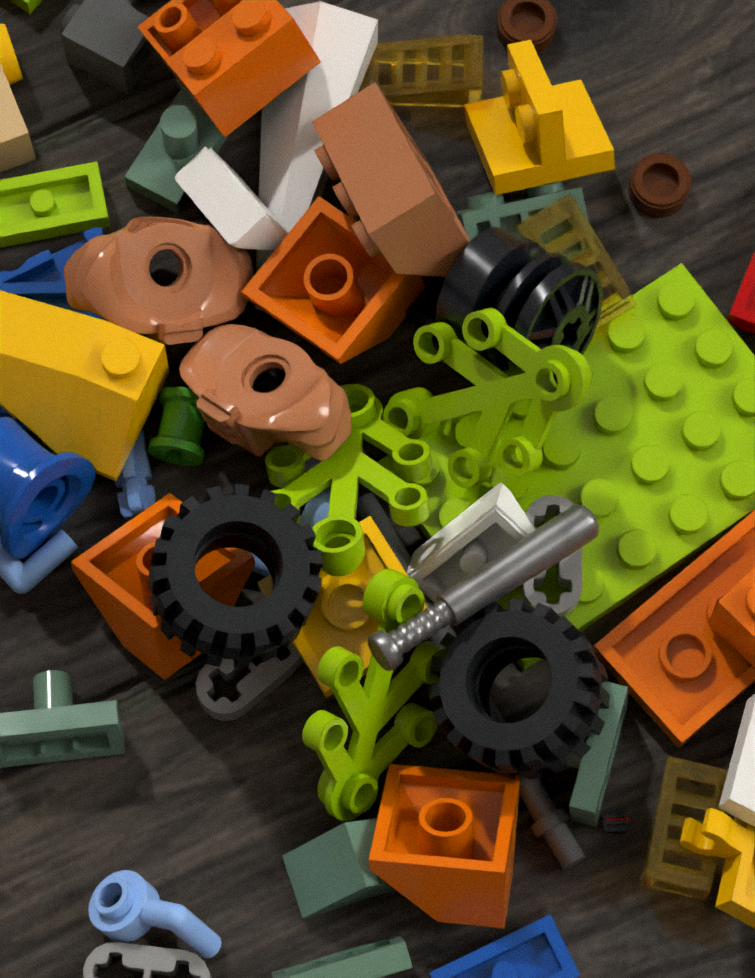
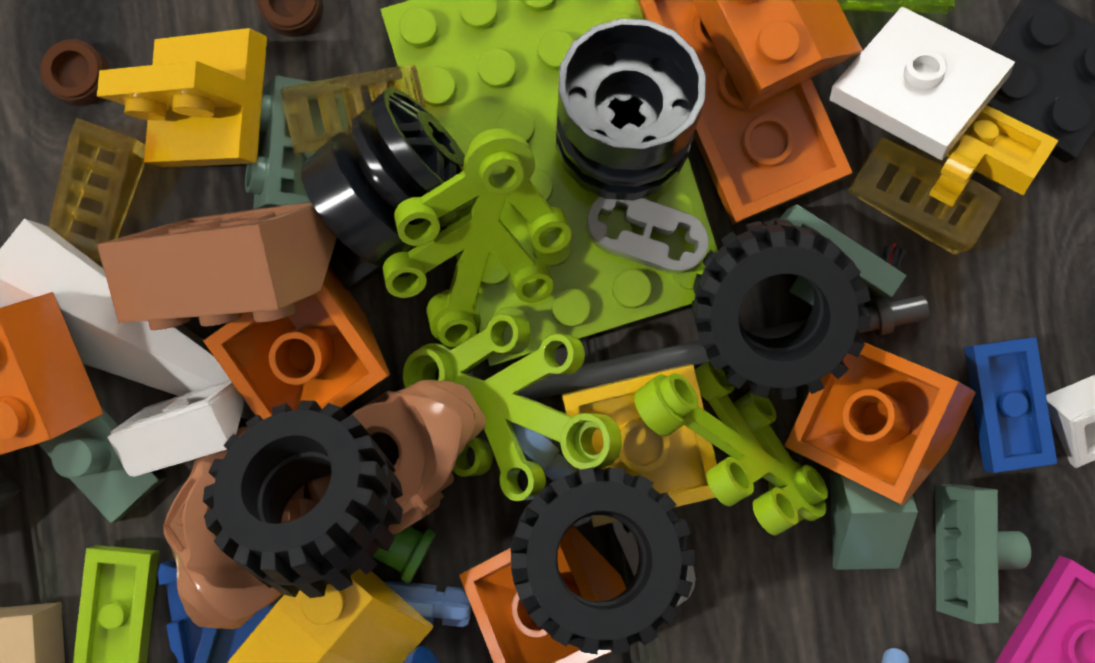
camera: 75 degrees left, 15 degrees up
(209, 313) = (267, 470): none -> black tyre
(469, 542) = (615, 303): white slope -> none
(501, 575) = (676, 298): flat silver piece -> none
(656, 487) = (628, 108): none -> black wheel

